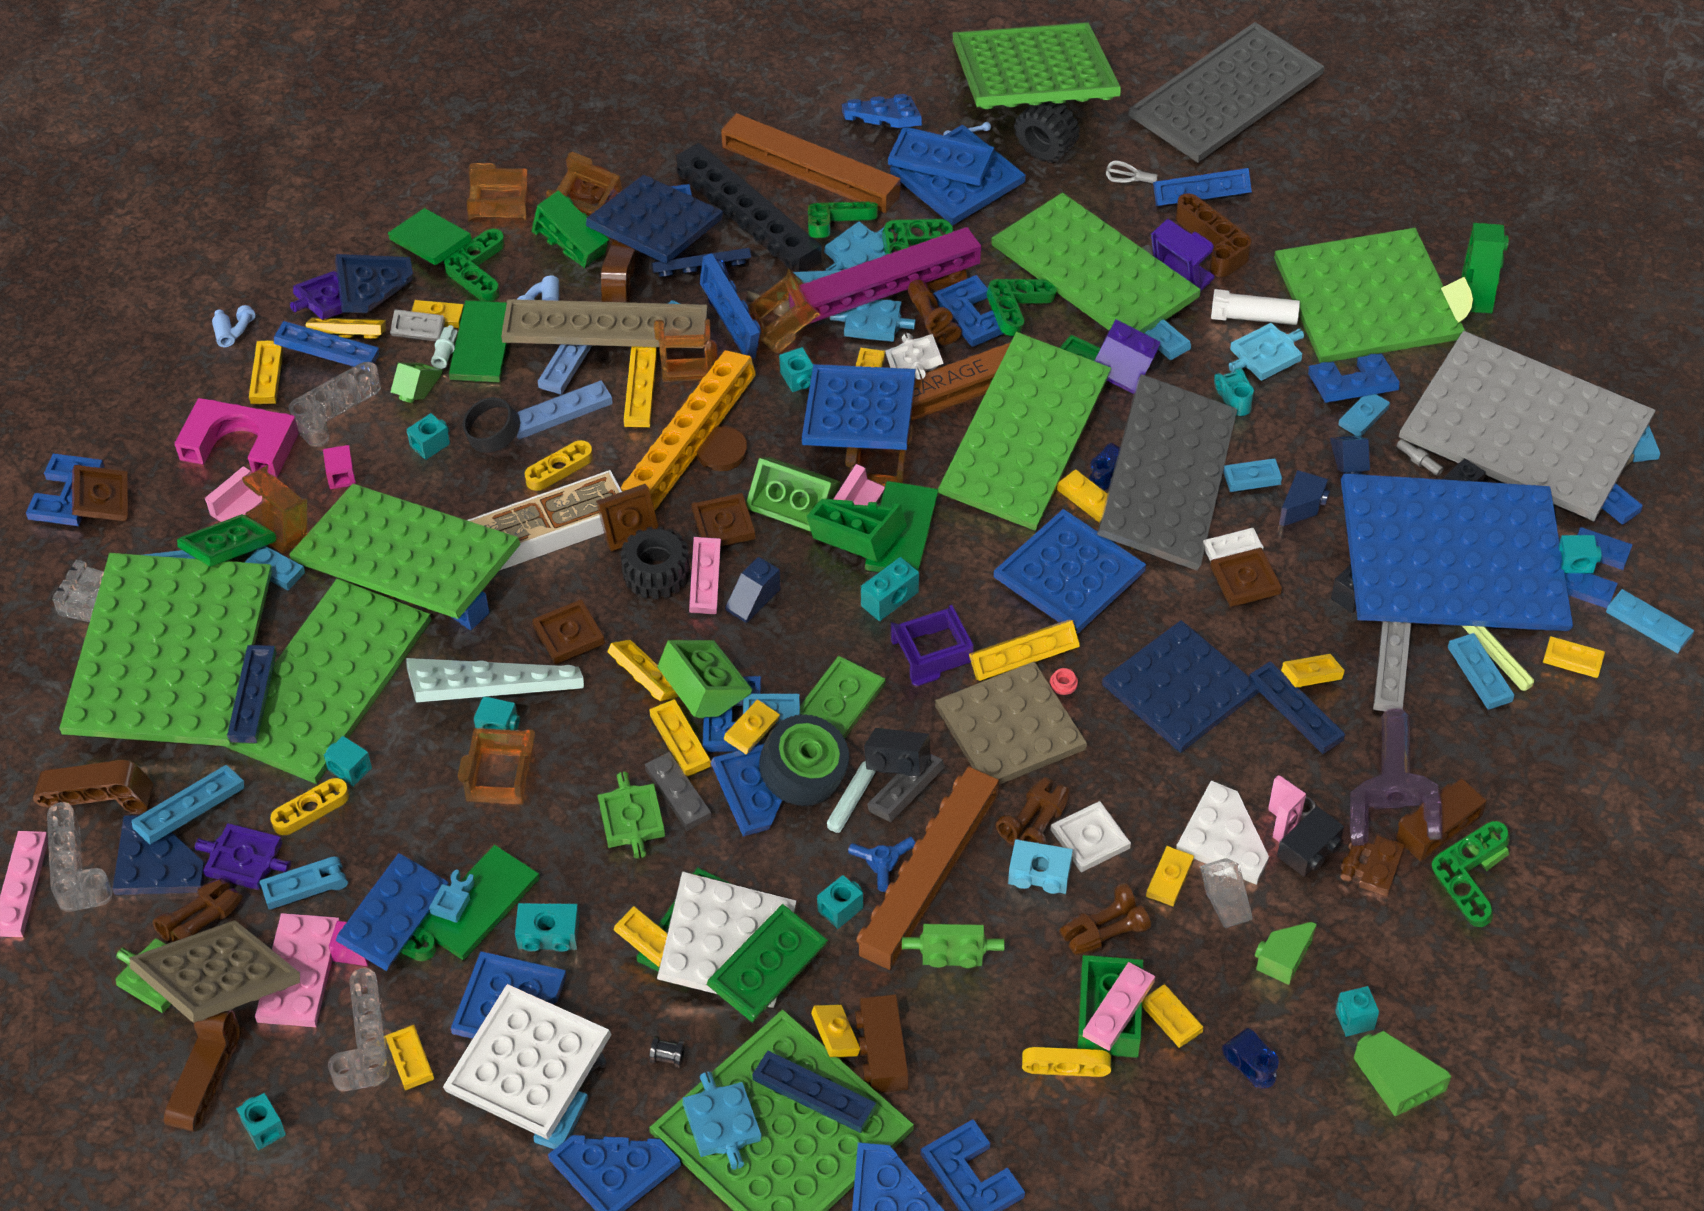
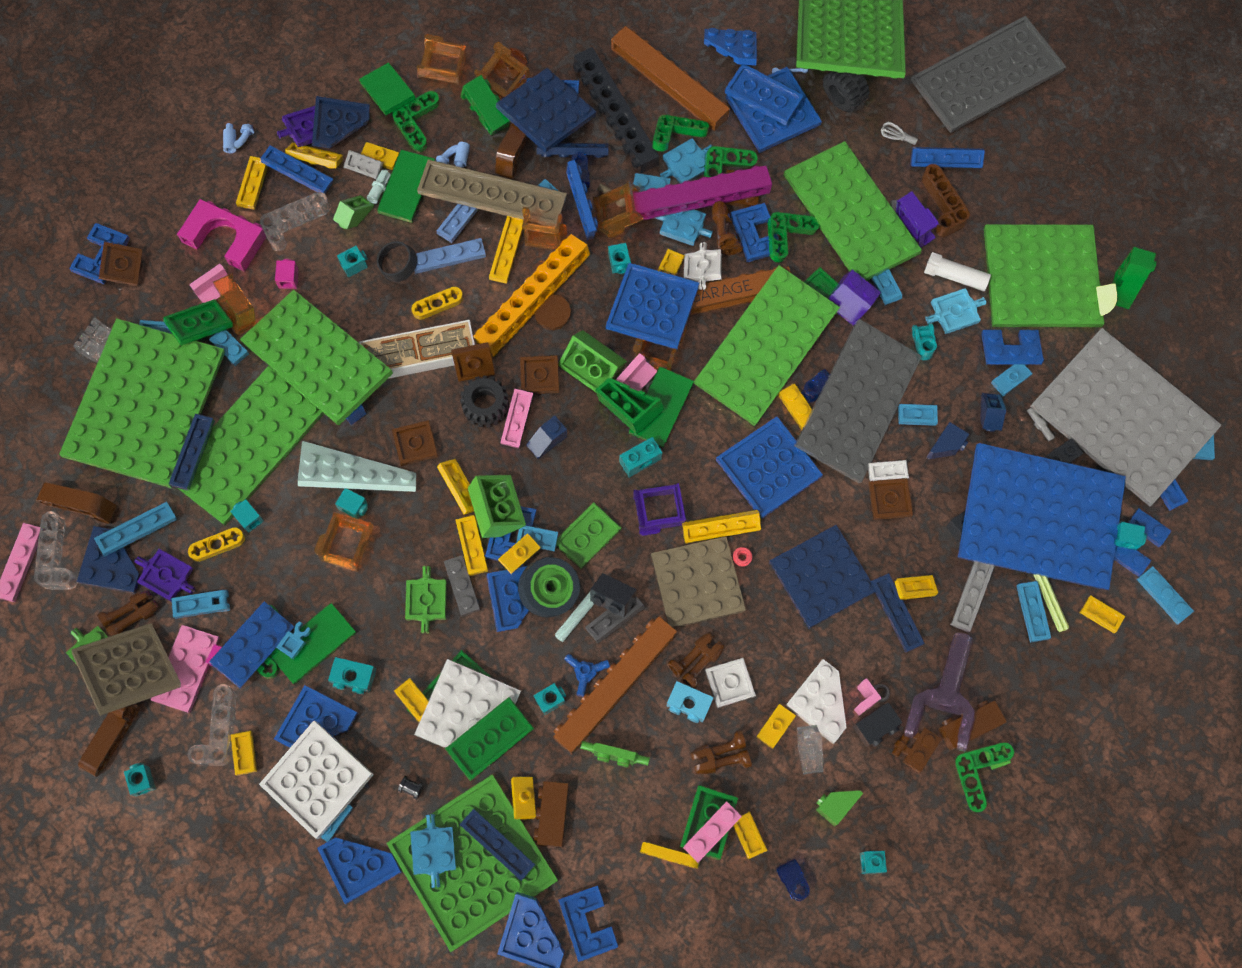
camera: 10 degrees right, 20 degrees up
(1399, 1072) = (888, 914): bright green slope -> none

